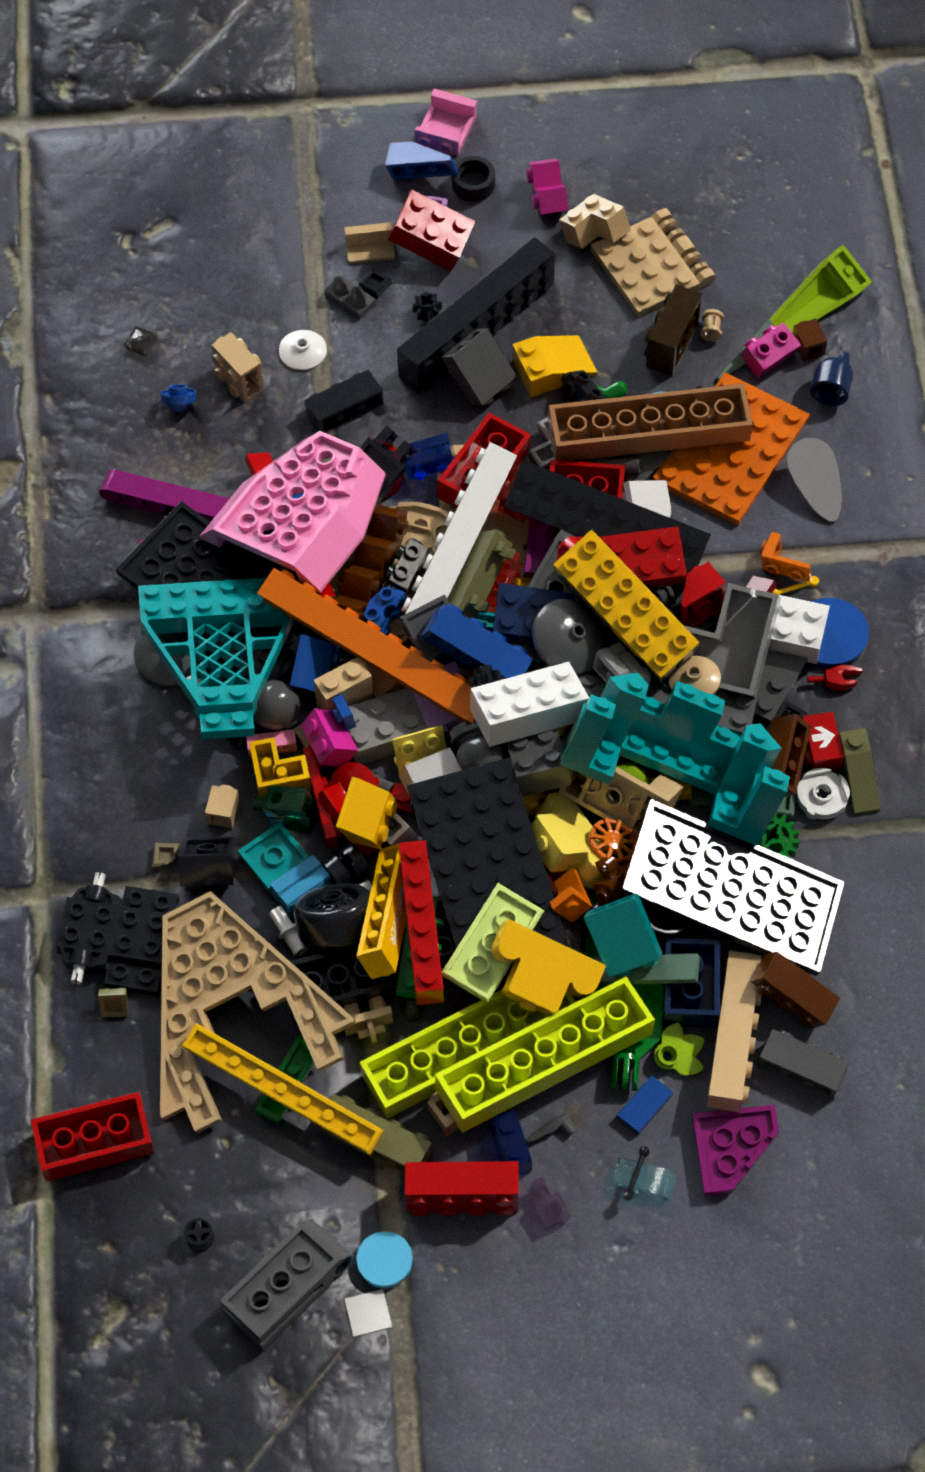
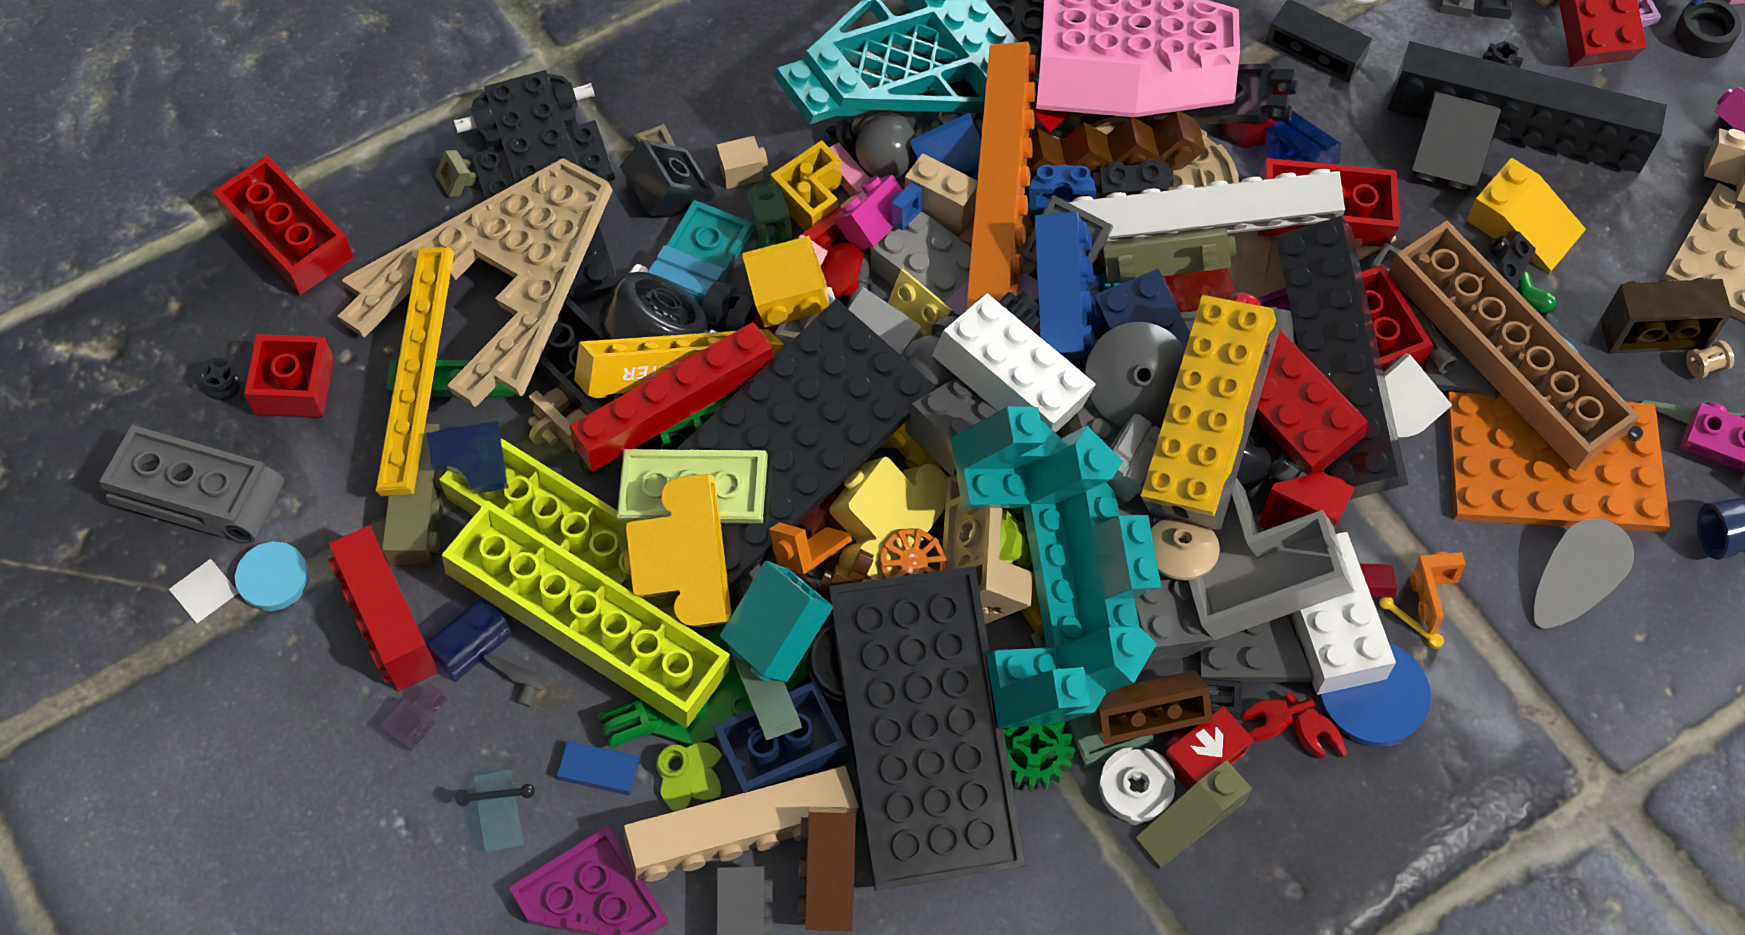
camera: 60 degrees right, 0 degrees up
(231, 1181) = (289, 375): none -> red brick
(379, 1075) = (472, 453): none -> clear blue tile
(818, 692) = (1277, 716): none -> red hand

